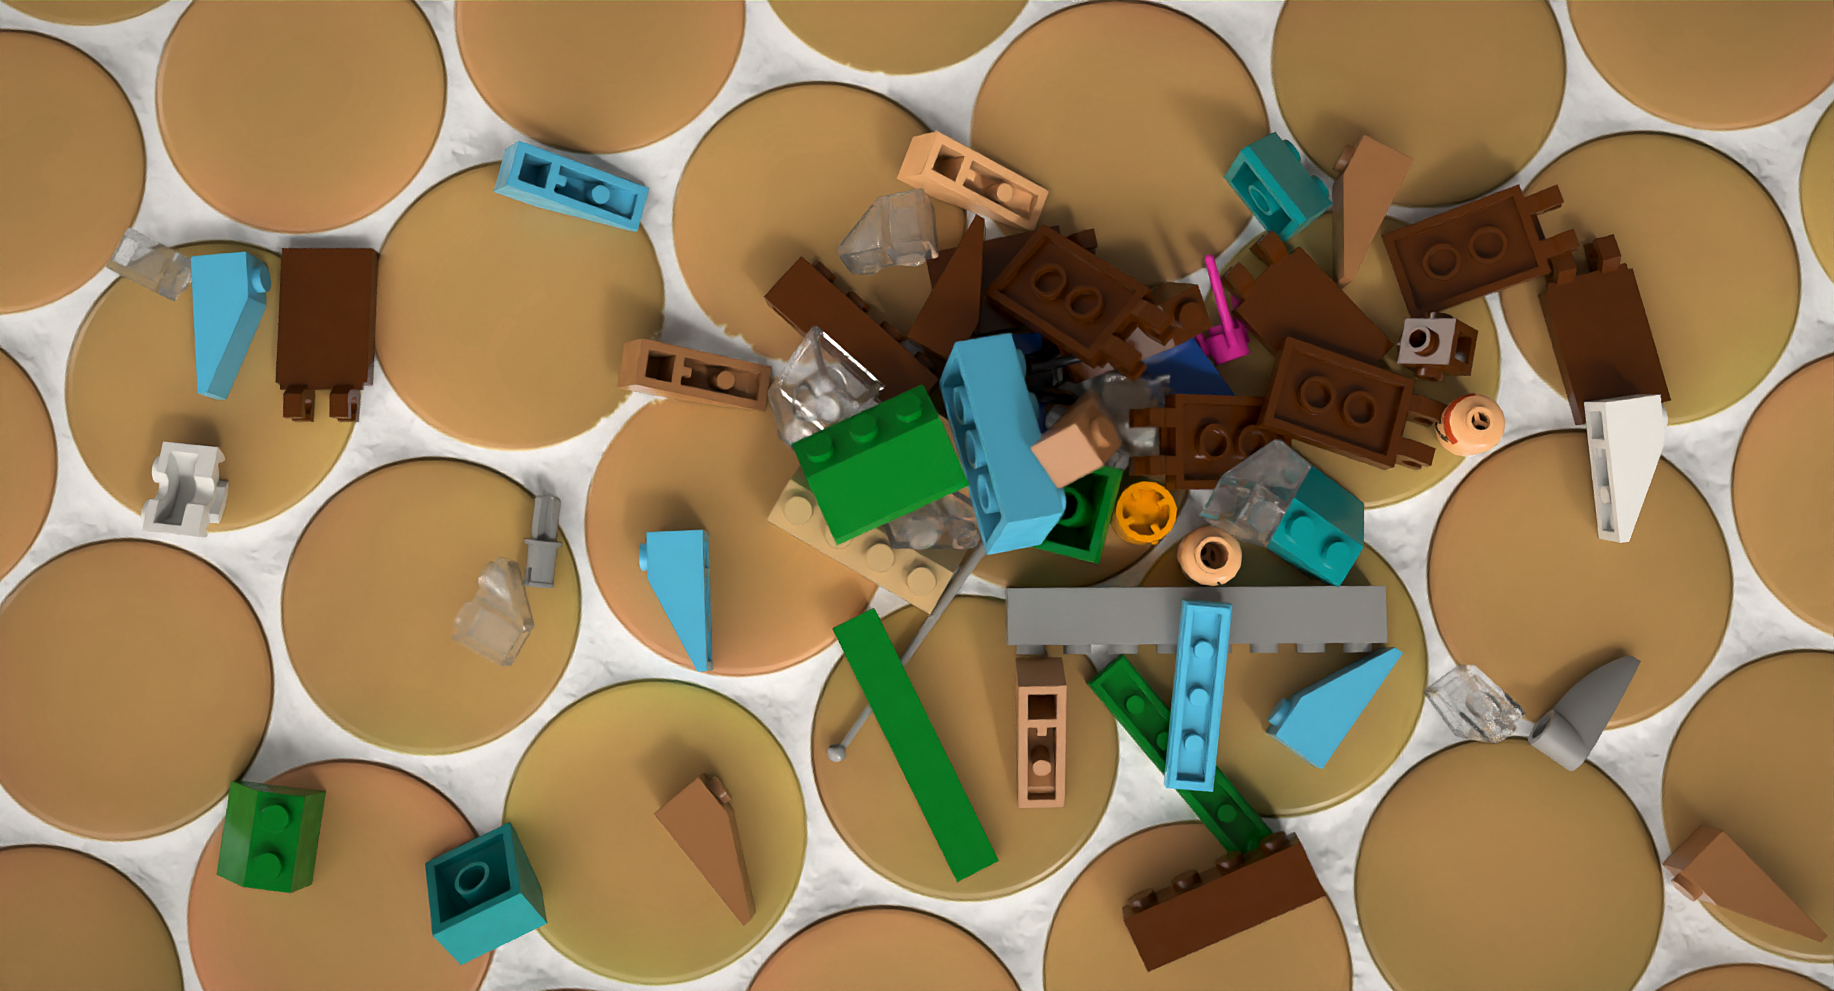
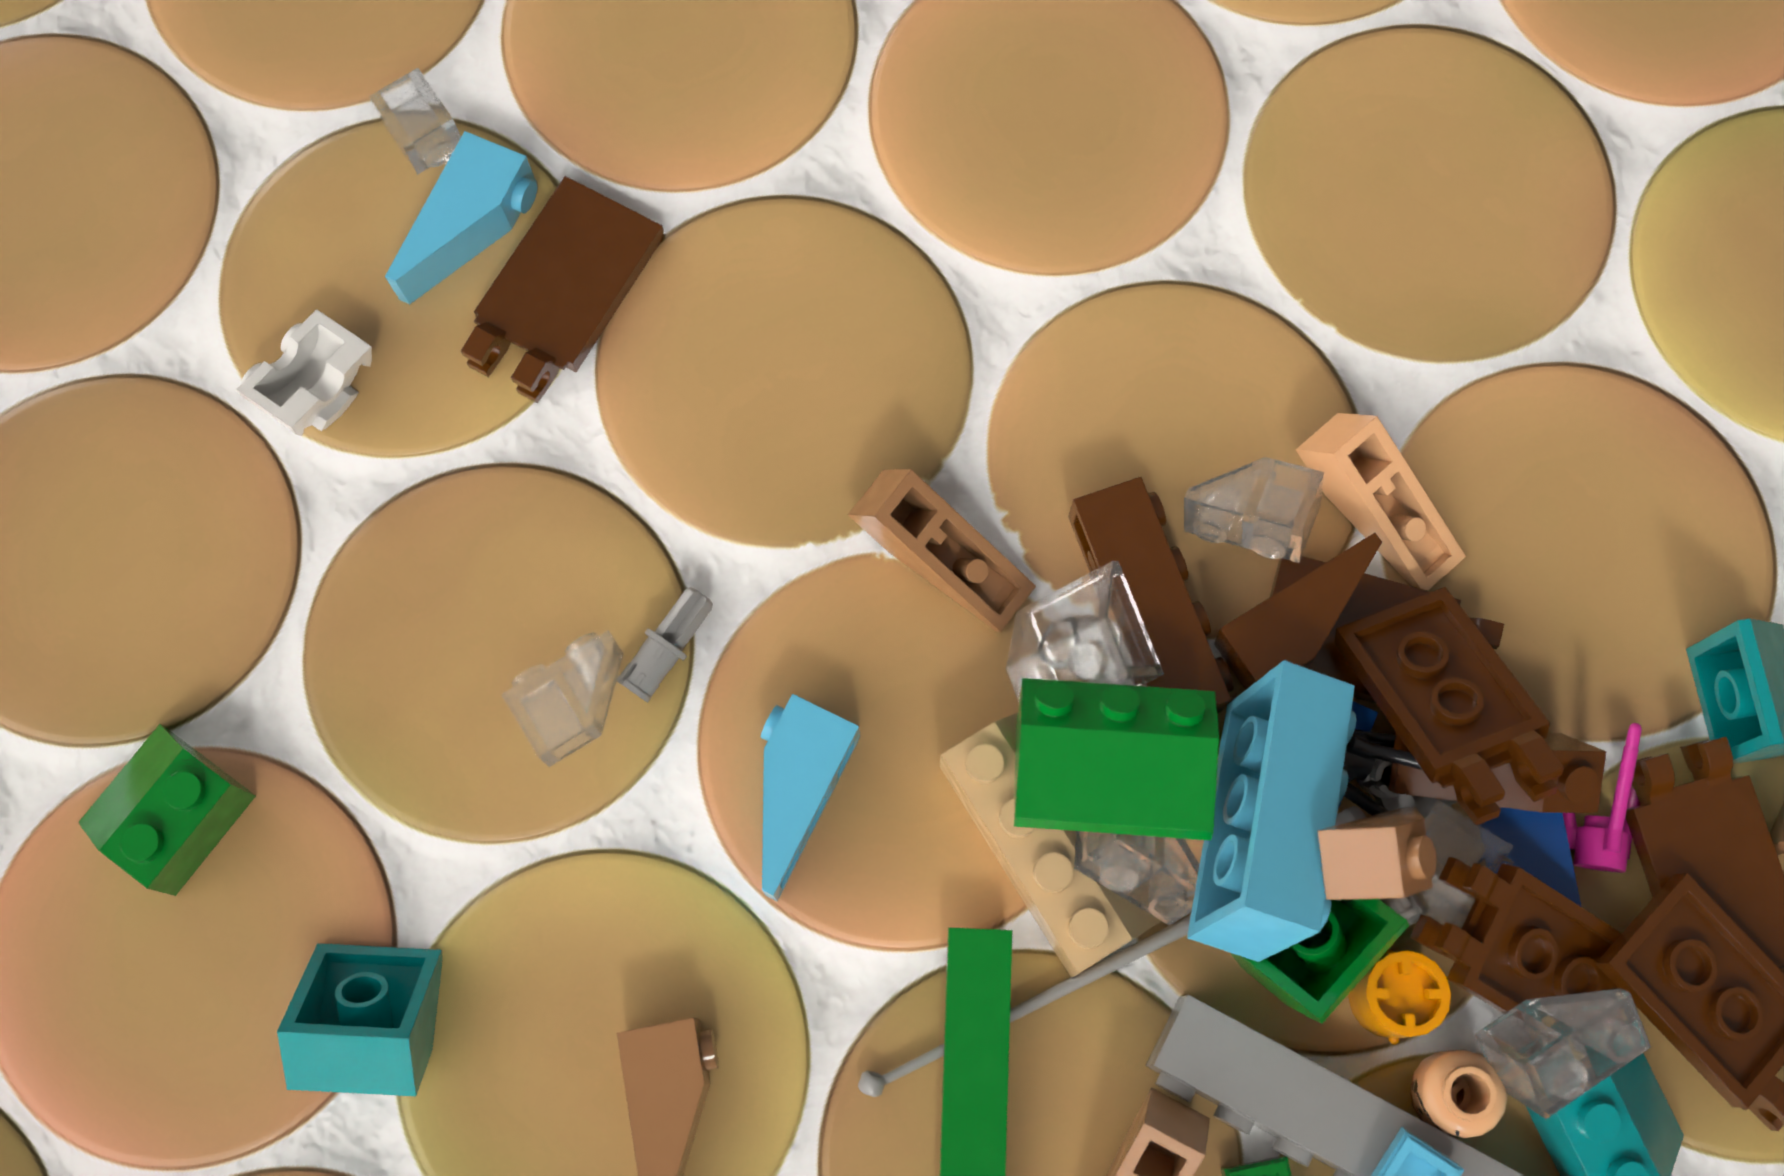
camera: 25 degrees right, 10 degrees down
(569, 187) = (915, 270): medium azure slope -> none

